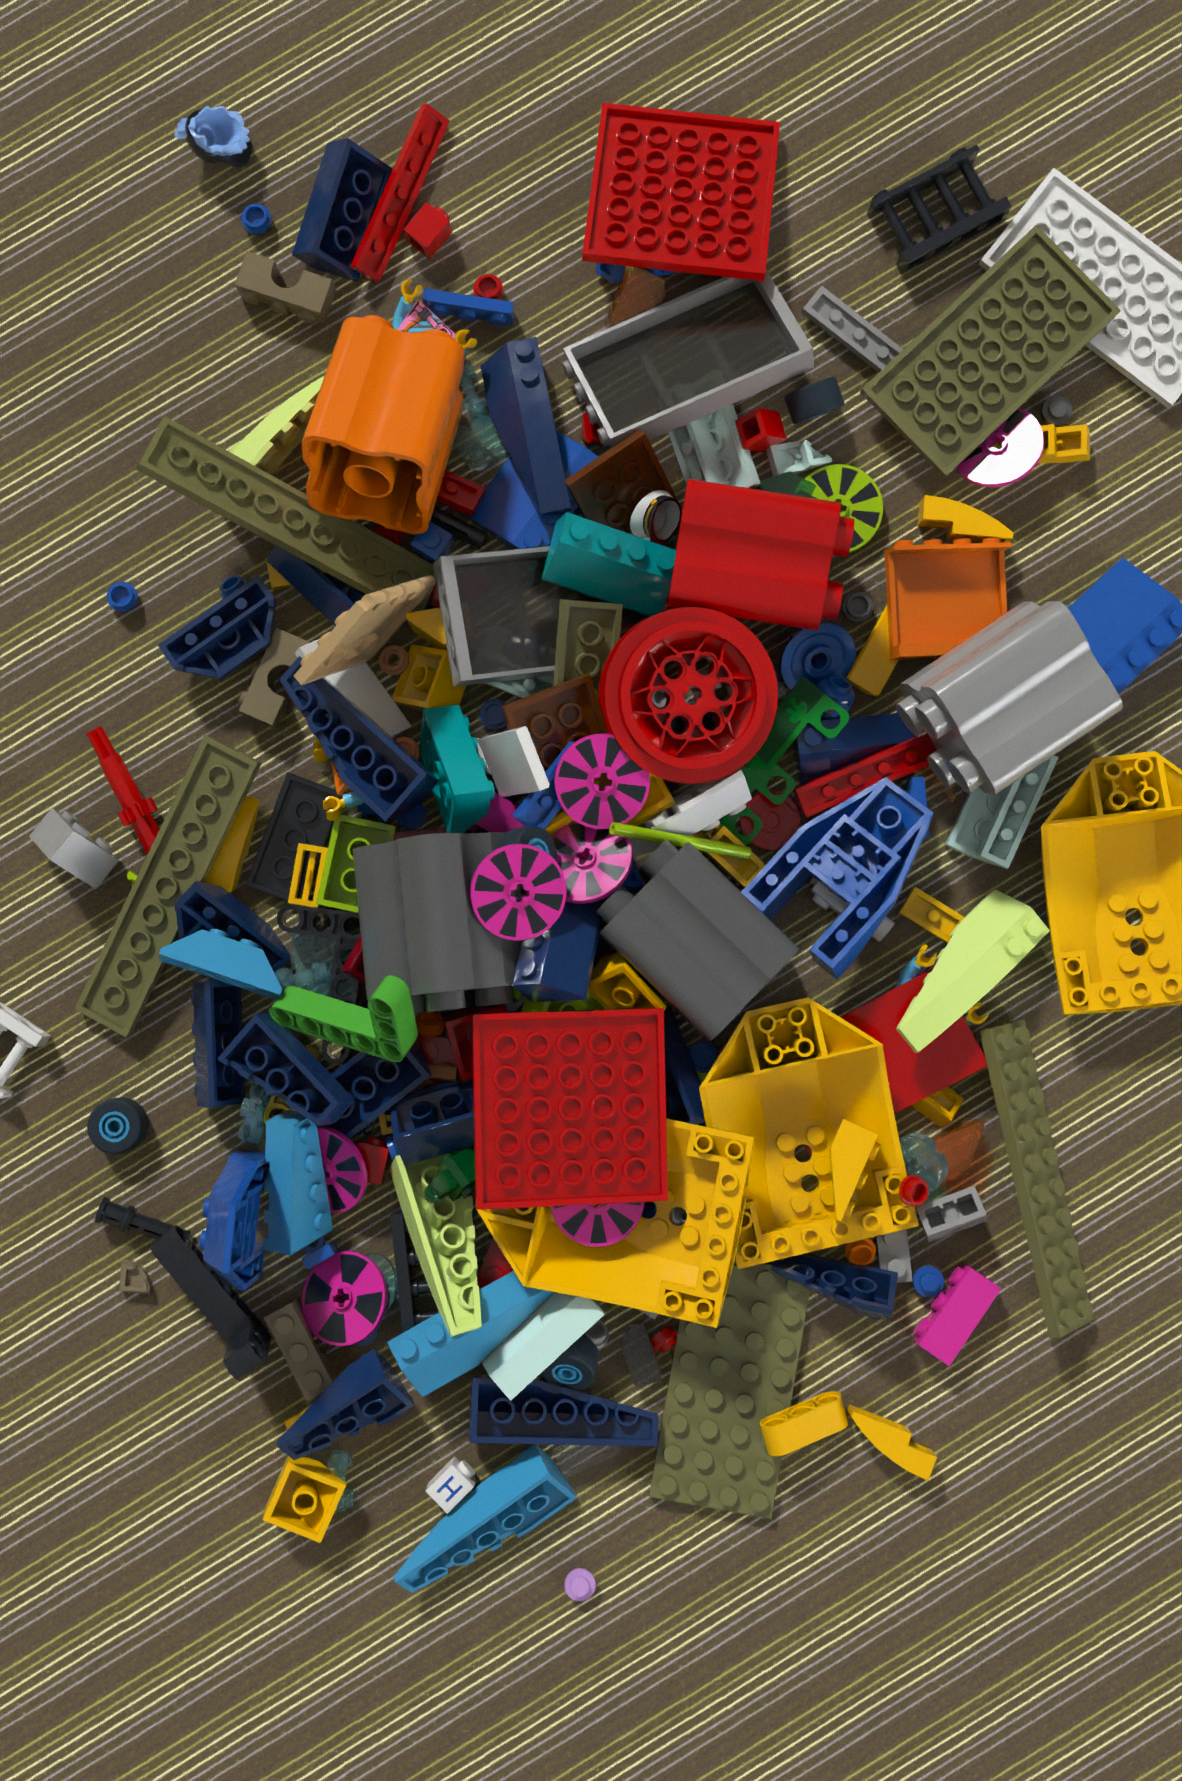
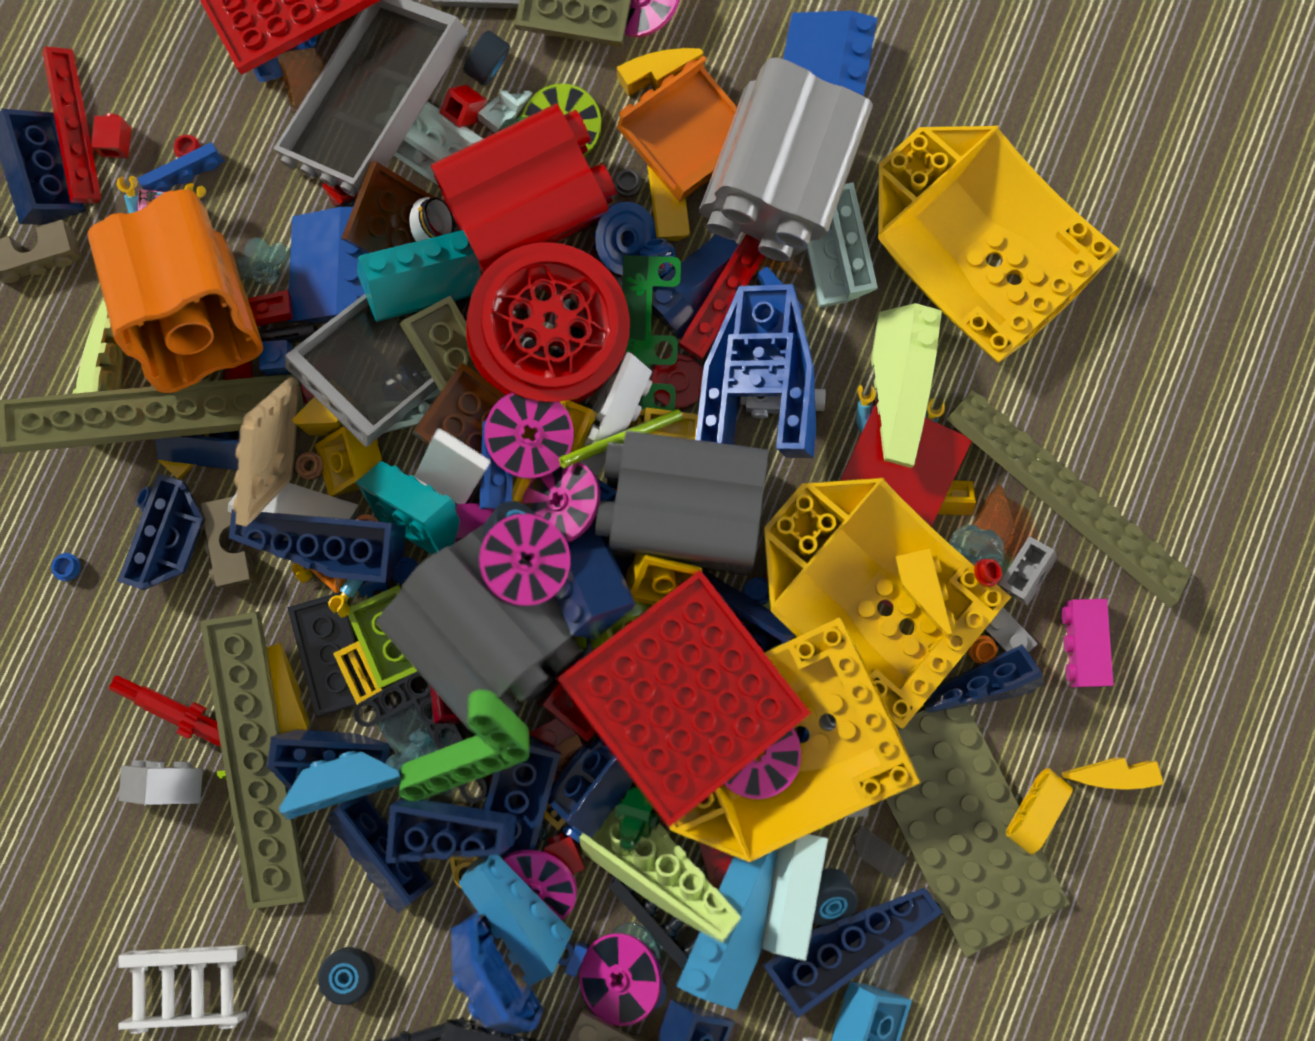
camera: 35 degrees left, 5 degrees down
(253, 1111) = (444, 883): clear light blue plate -> none
(429, 1023) = (533, 717): orange plate -> none
(476, 406) = (238, 237): clear light blue bar -> none
(492, 715) = (413, 450): blue plate -> none
(525, 421) = (282, 219): dark blue wedge -> none
(598, 1334) = (834, 859): light grey plate -> none
(664, 1339) = (887, 826): red plate -> none
(928, 1281) = (1049, 635): blue plate -> none
(930, 914) = (846, 364): yellow plate -> none

